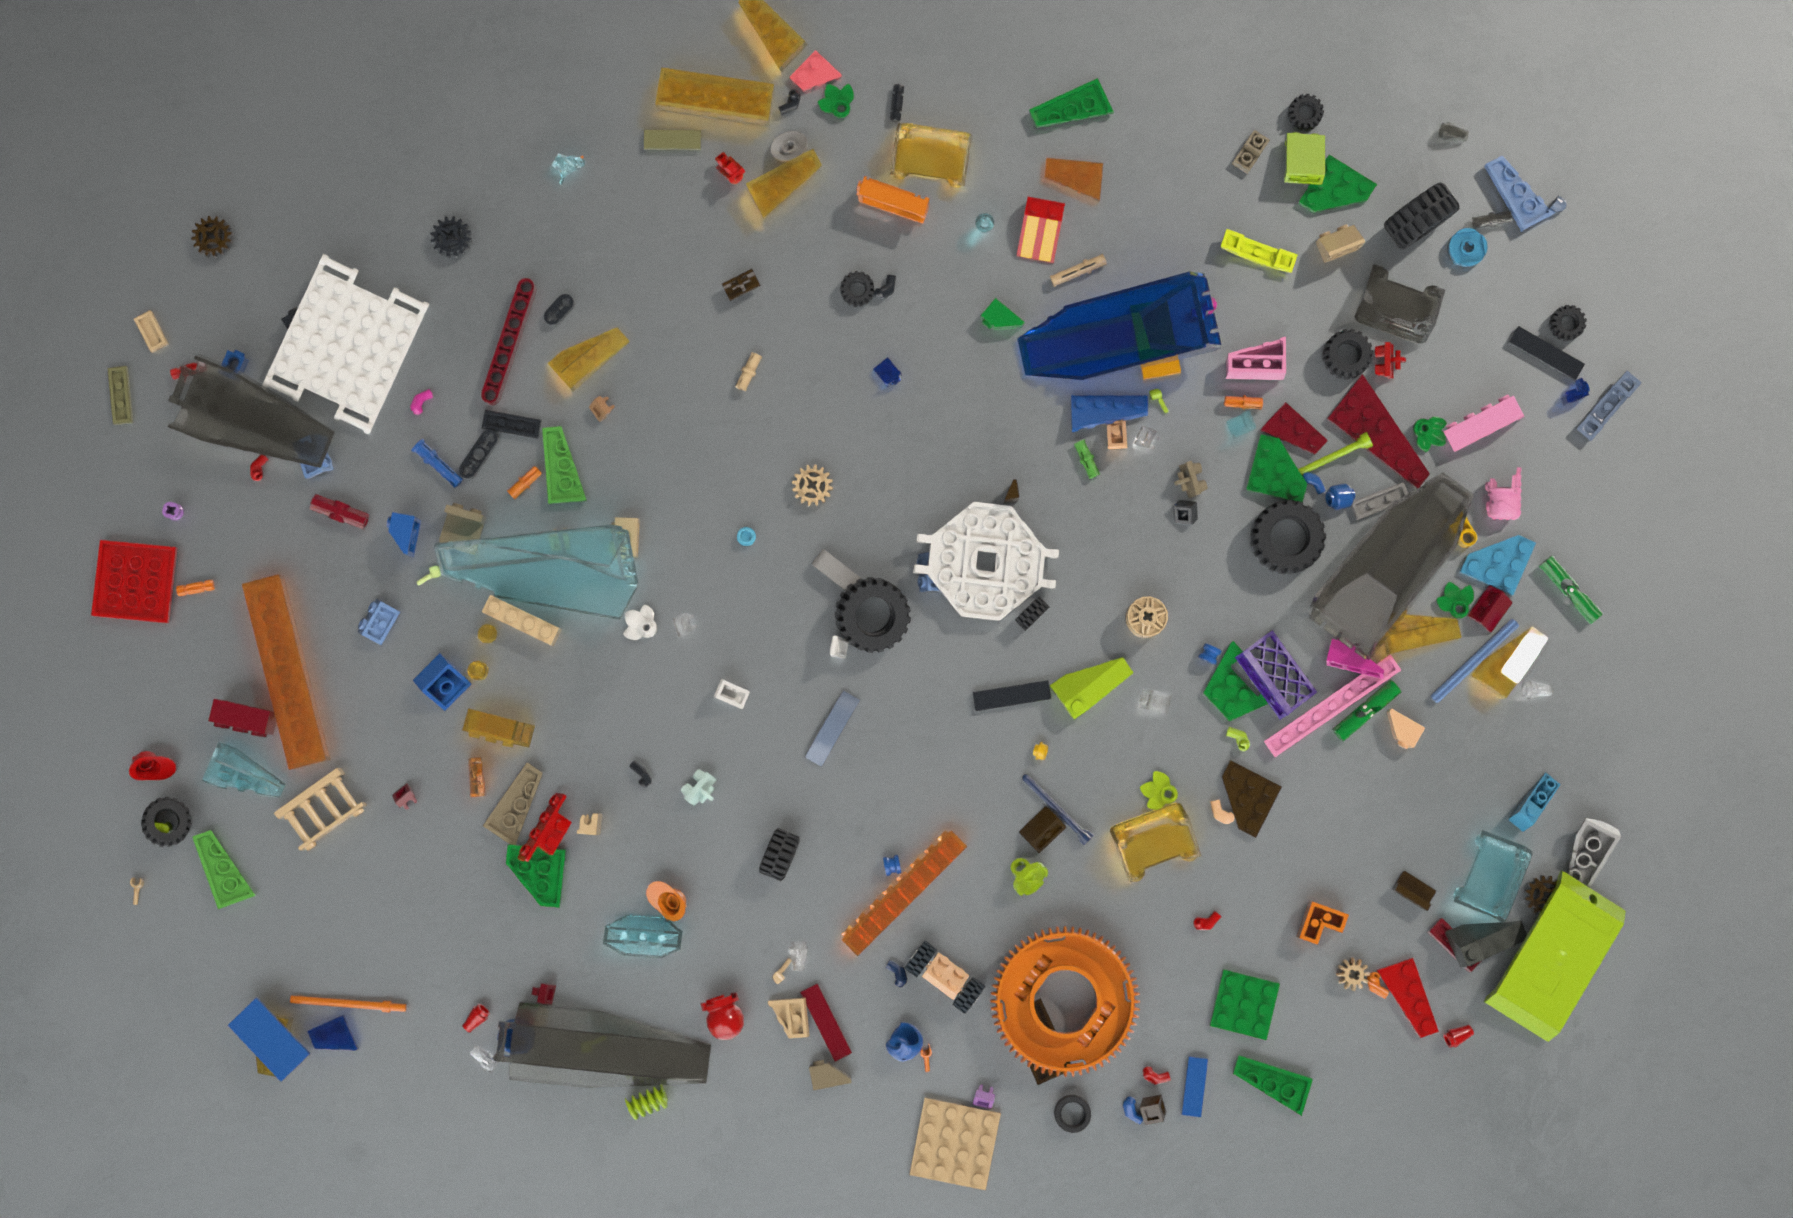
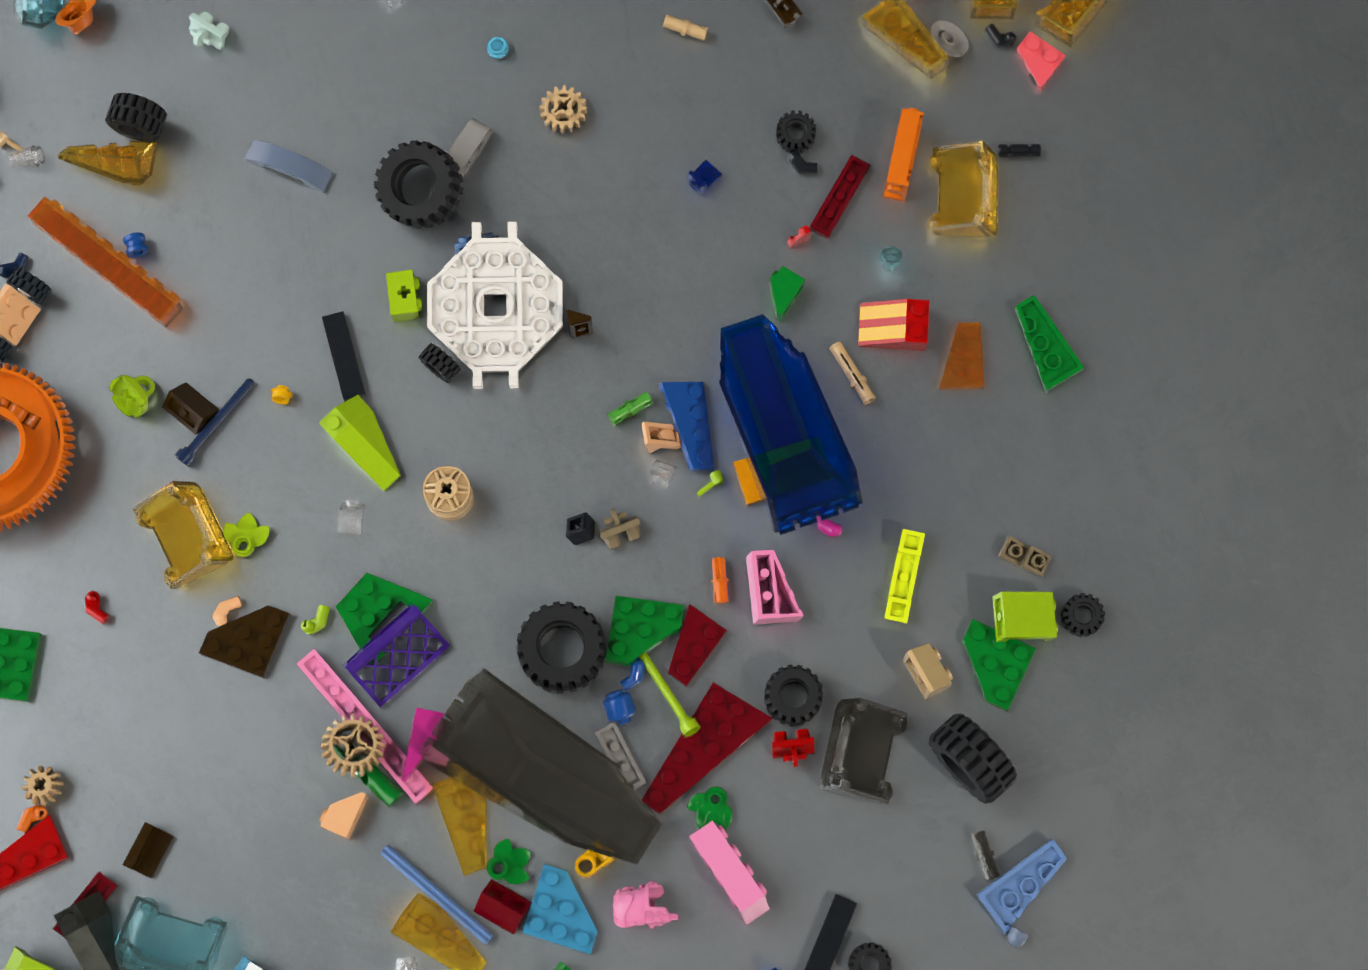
camera: 80 degrees right, 10 degrees down
(731, 694) = (317, 49): white slope -> none
(813, 873) = (123, 163): none -> clear yellow wedge
(835, 98) = (1013, 84): green plate -> none
(839, 647) = (376, 151): white slope -> none
(919, 260) = (839, 197): none -> dark red tile
(952, 298) = (804, 235): none -> red tile
(975, 644) = (400, 283): none -> lime brick
(1210, 654) = (413, 574): blue wheel -> none
(1241, 424) = (692, 581): clear light blue panel -> none
(1318, 917) = (107, 738): orange brick -> none
(1345, 710) = (361, 747): none -> tan gear
(1452, 132) = (1086, 795): clear smoke cone -> none
(1474, 239) = (952, 817): dark azure plate -> none

